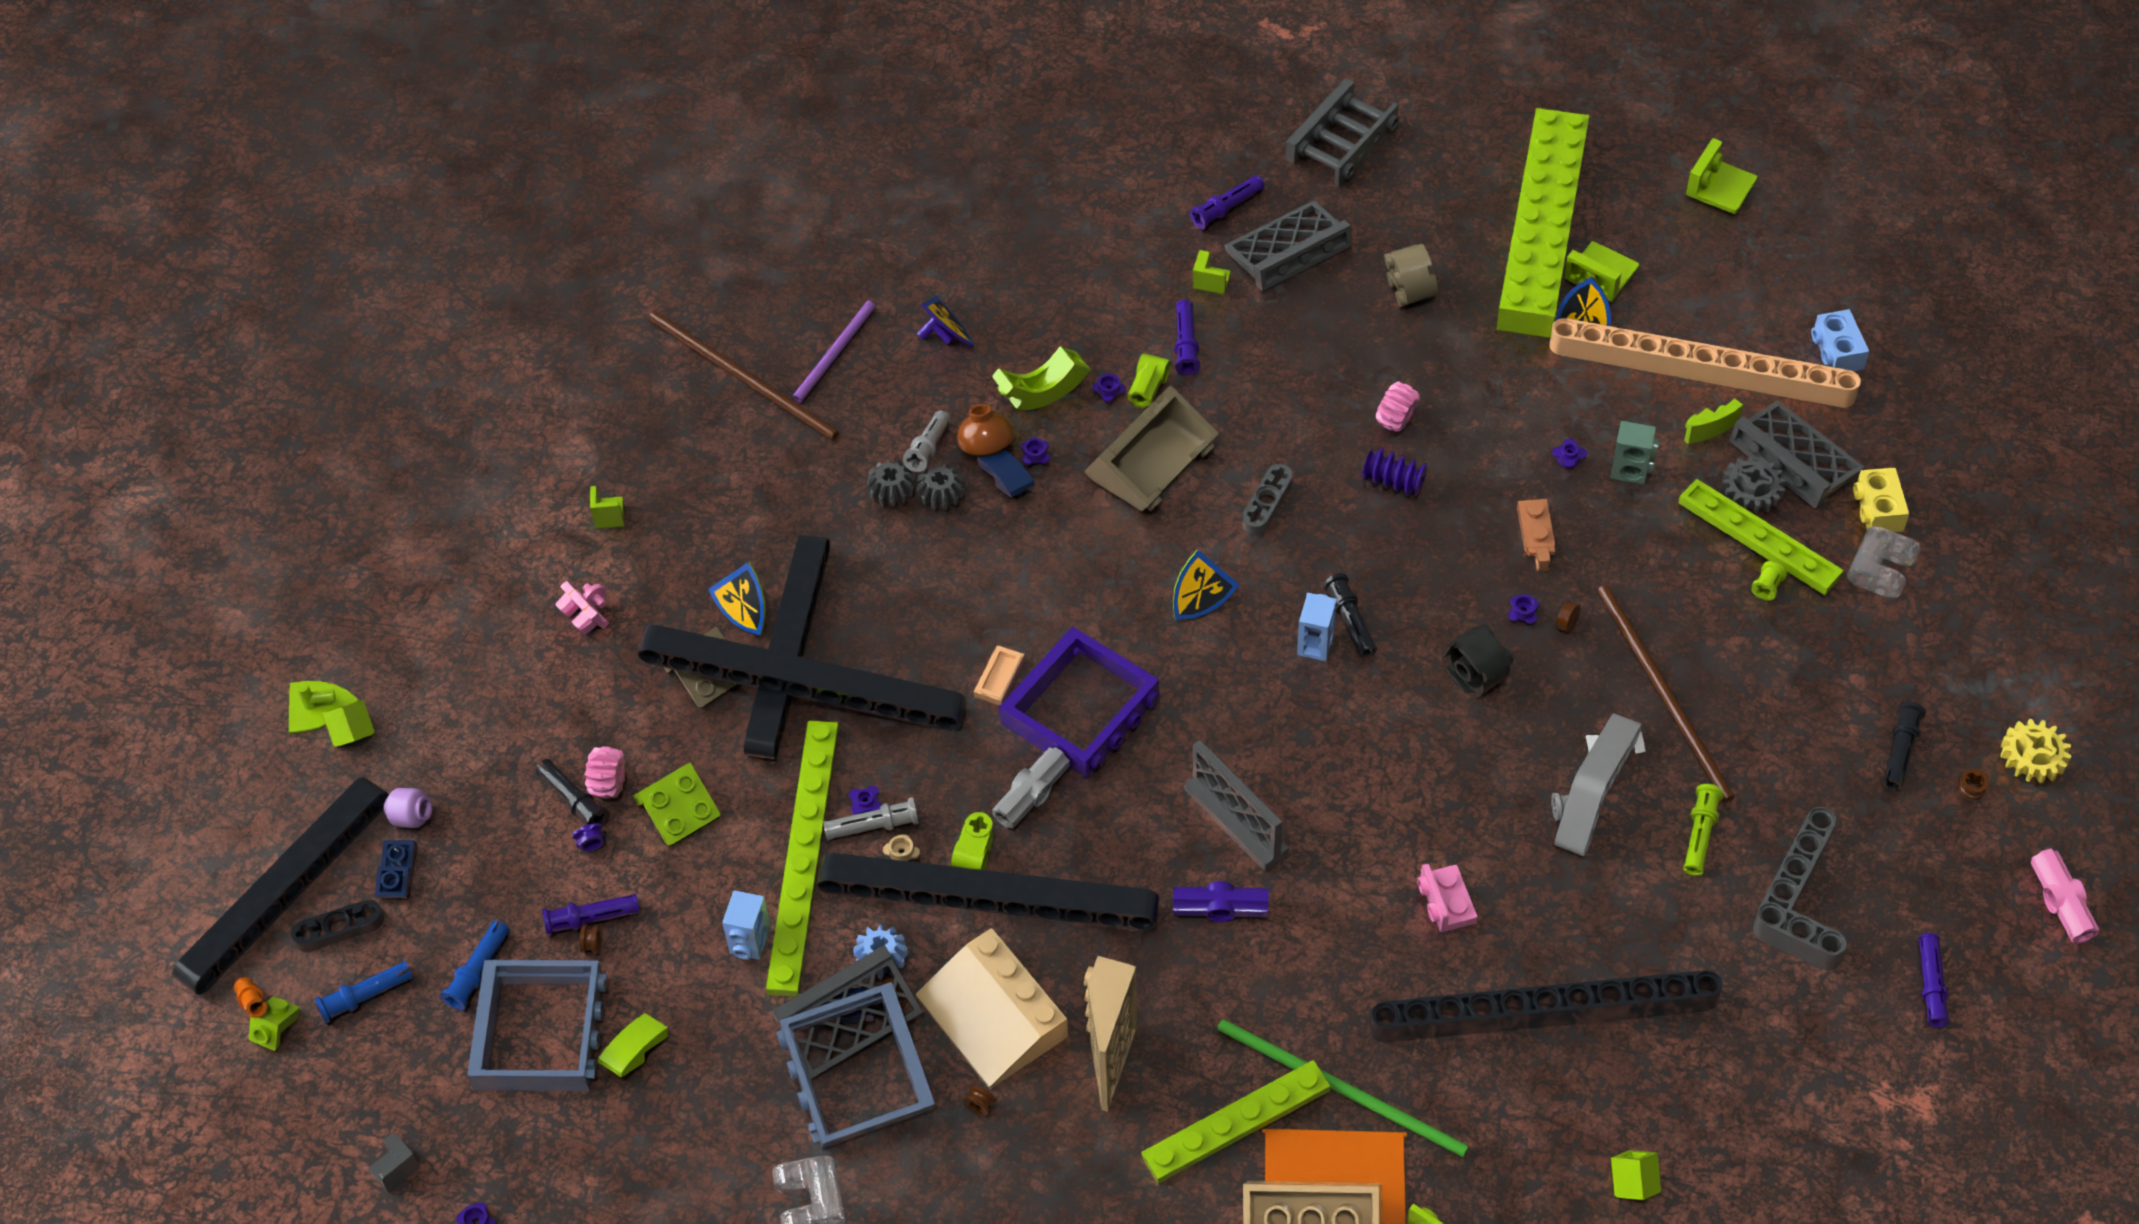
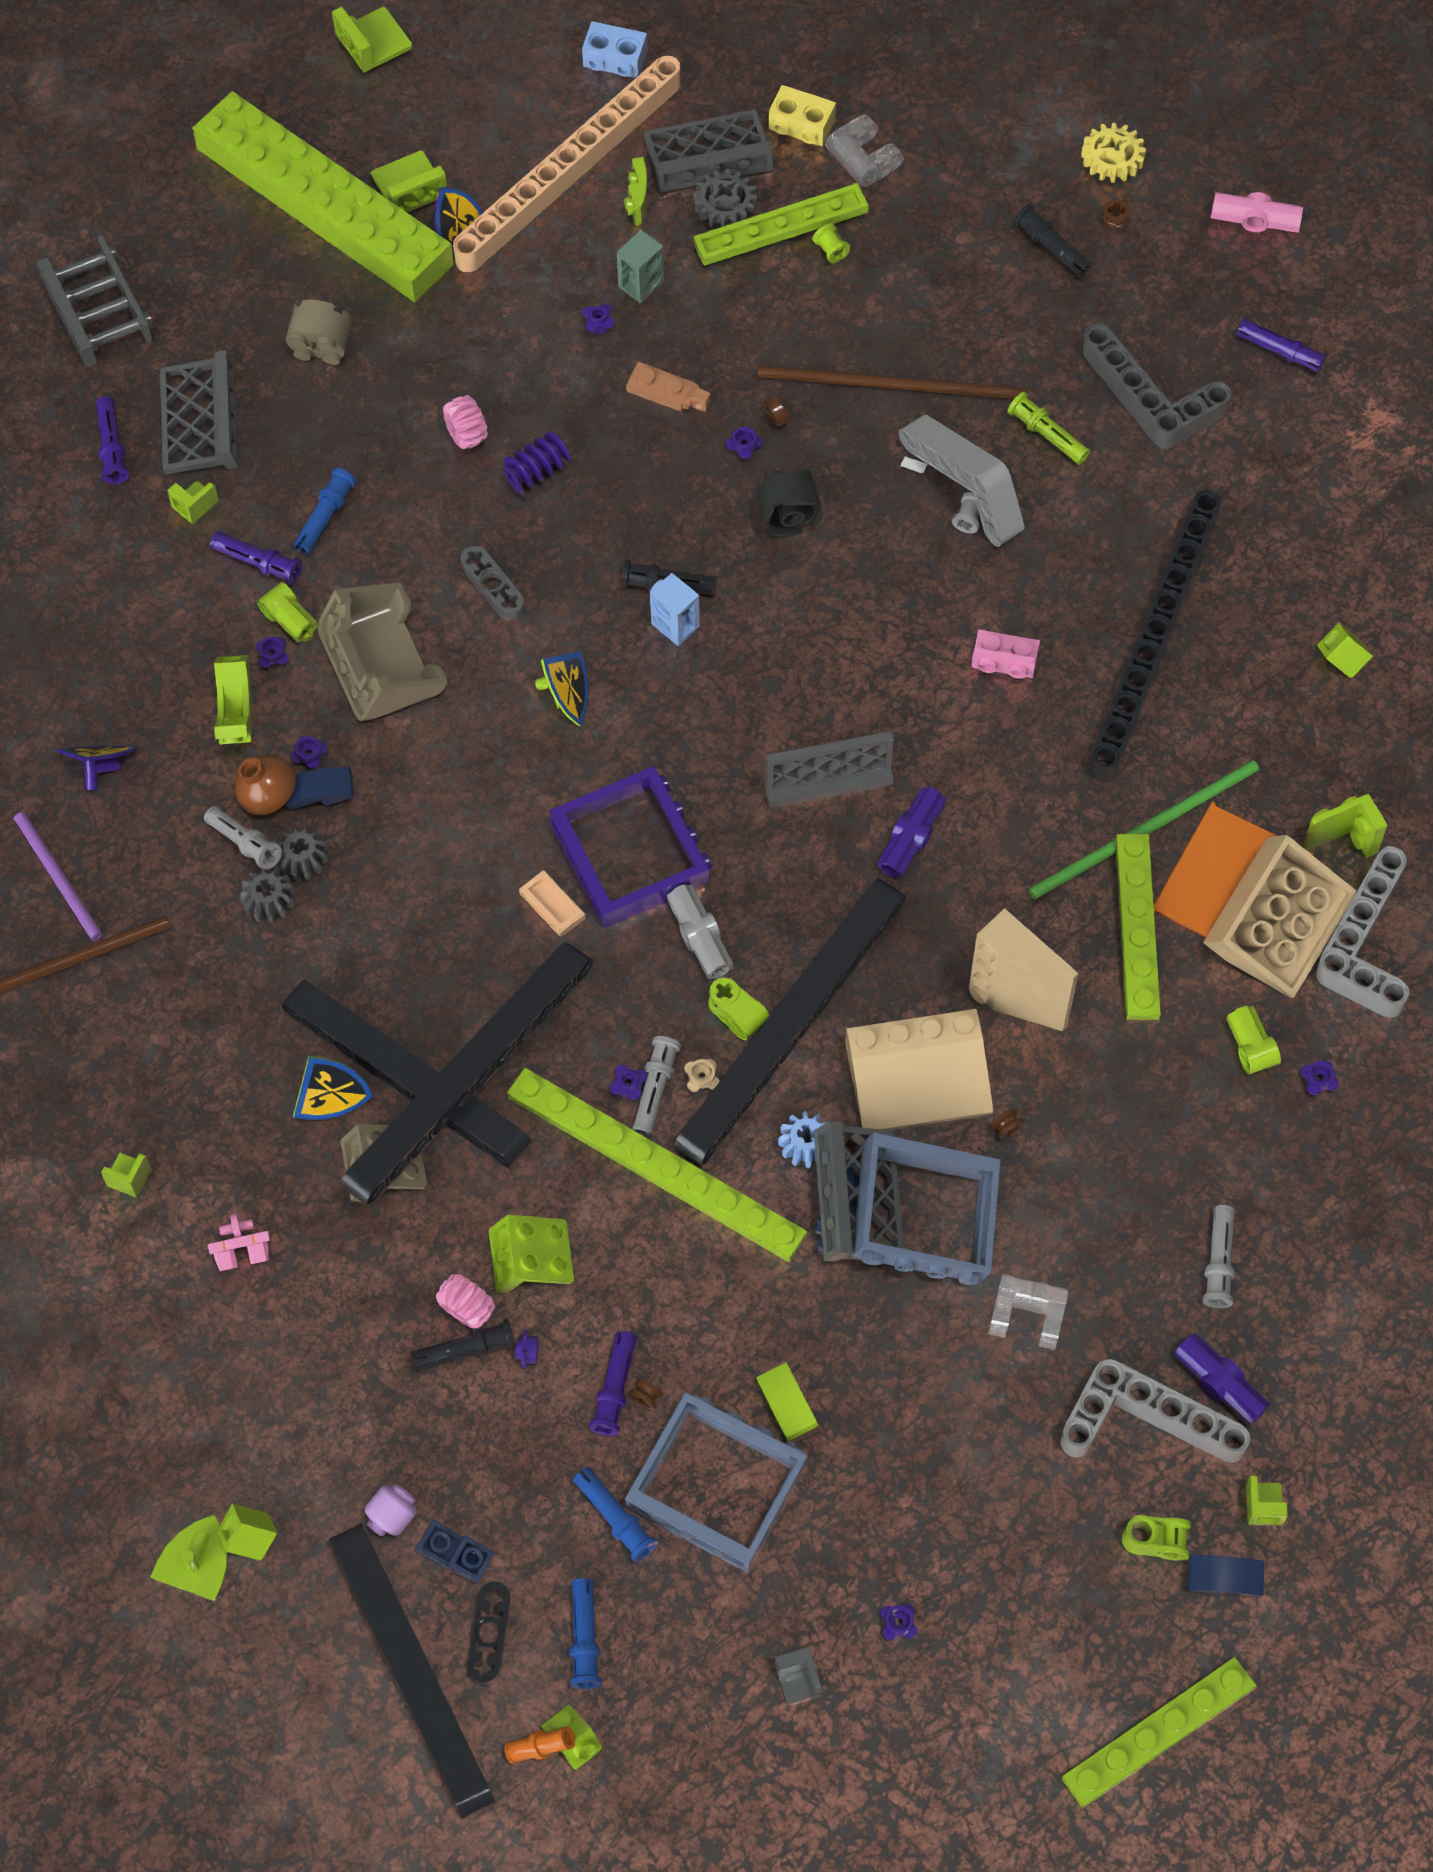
camera: 65 degrees left, 10 degrees up
(746, 925) = (721, 1241): light blue brick -> none
(1268, 358) = (330, 499): none -> blue pin

